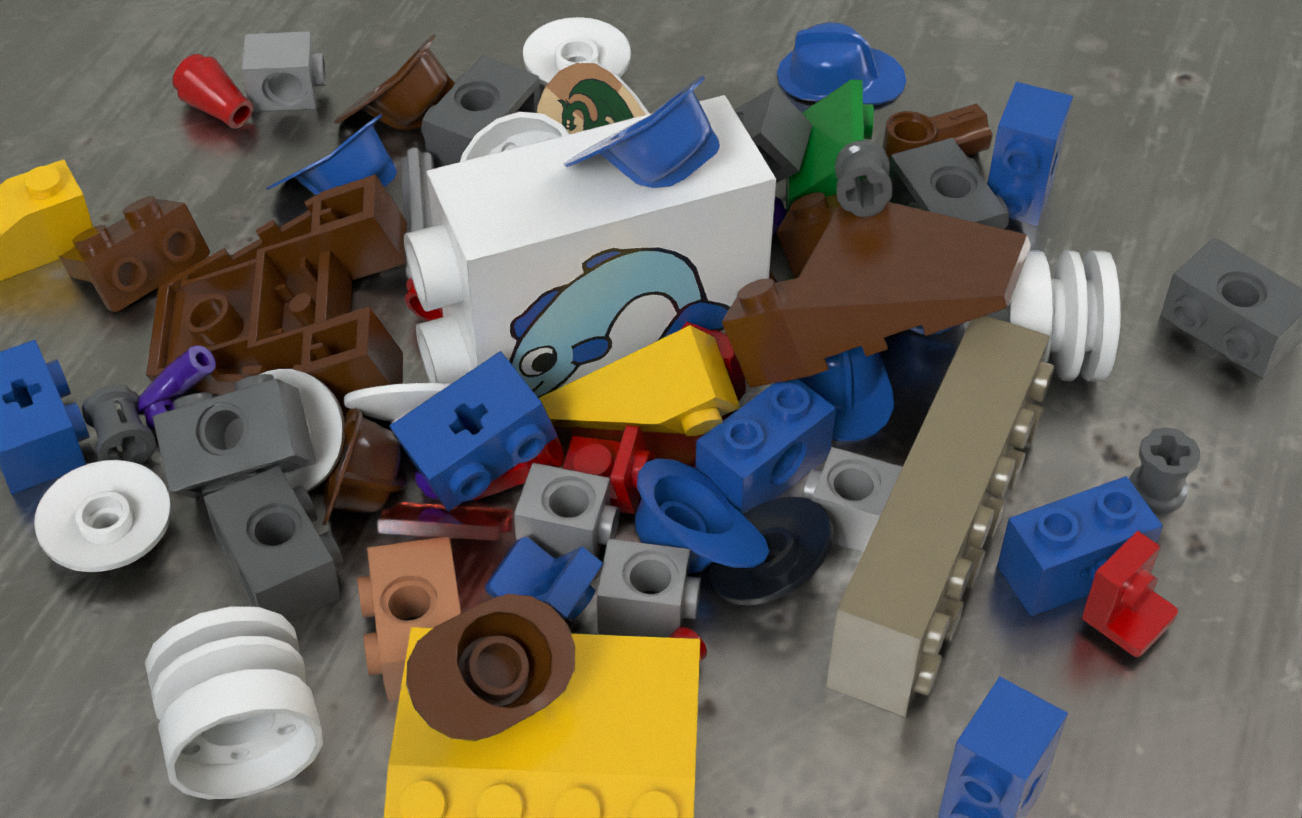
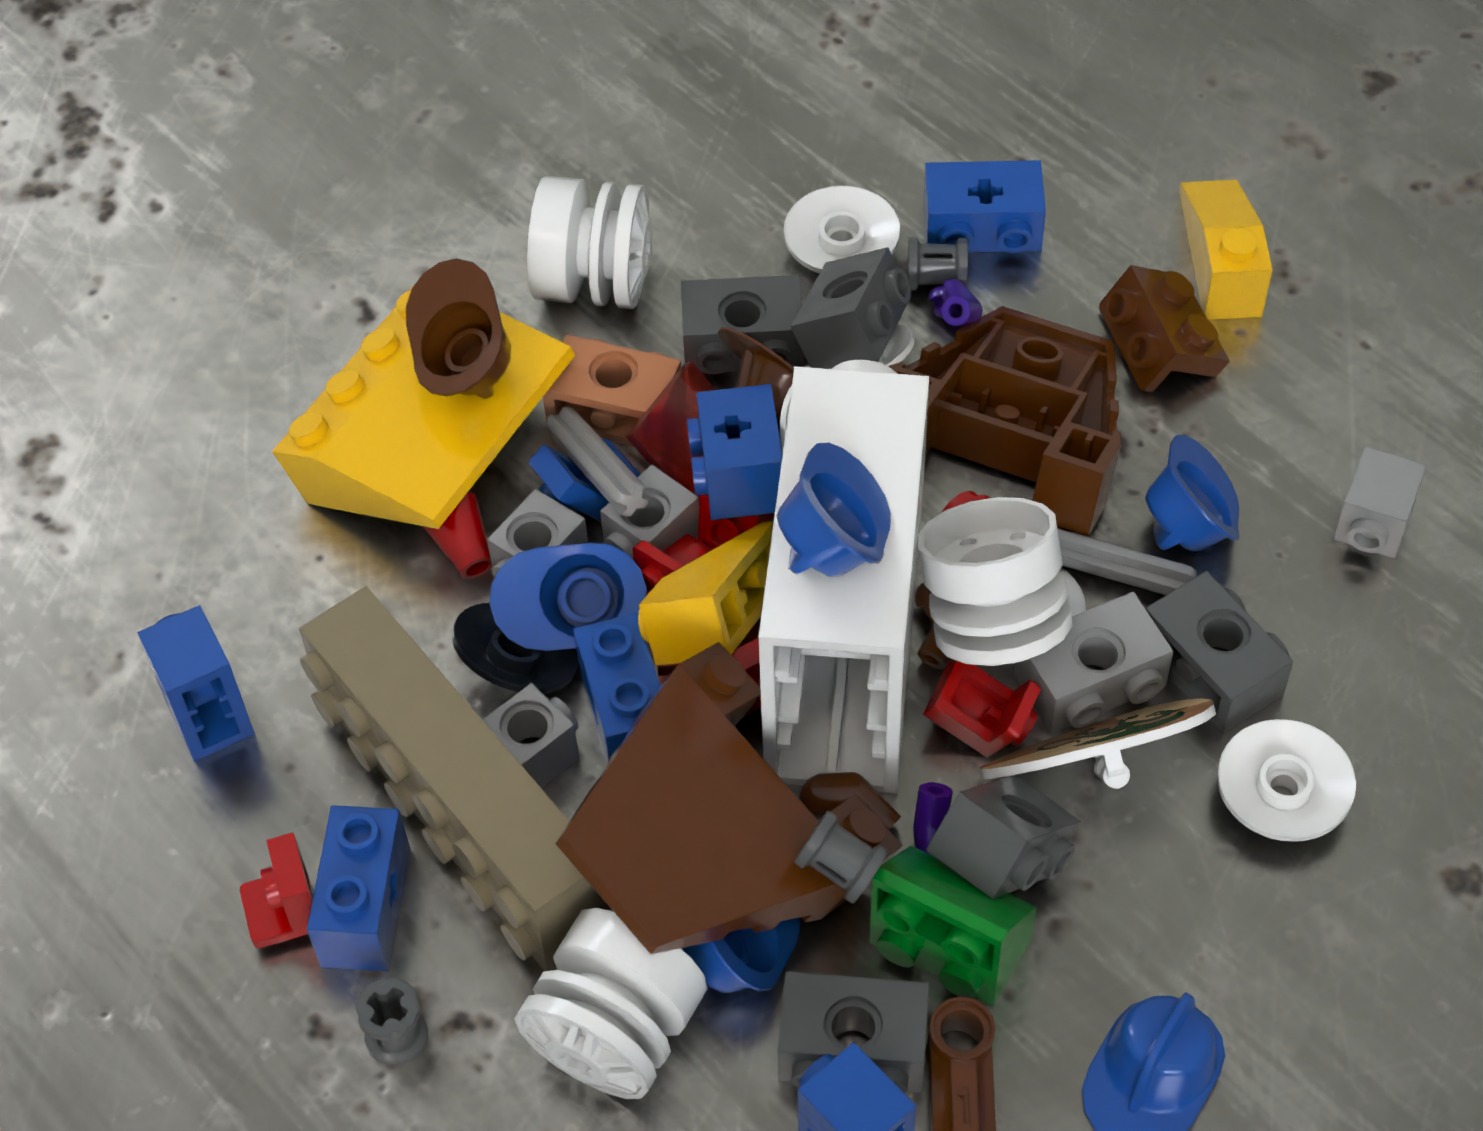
camera: 120 degrees right, 5 degrees up
(209, 88) = (1387, 429): red cone -> none
(408, 92) = (1291, 590): reddish brown piece -> none
(548, 535) = (597, 461): none -> light grey axle

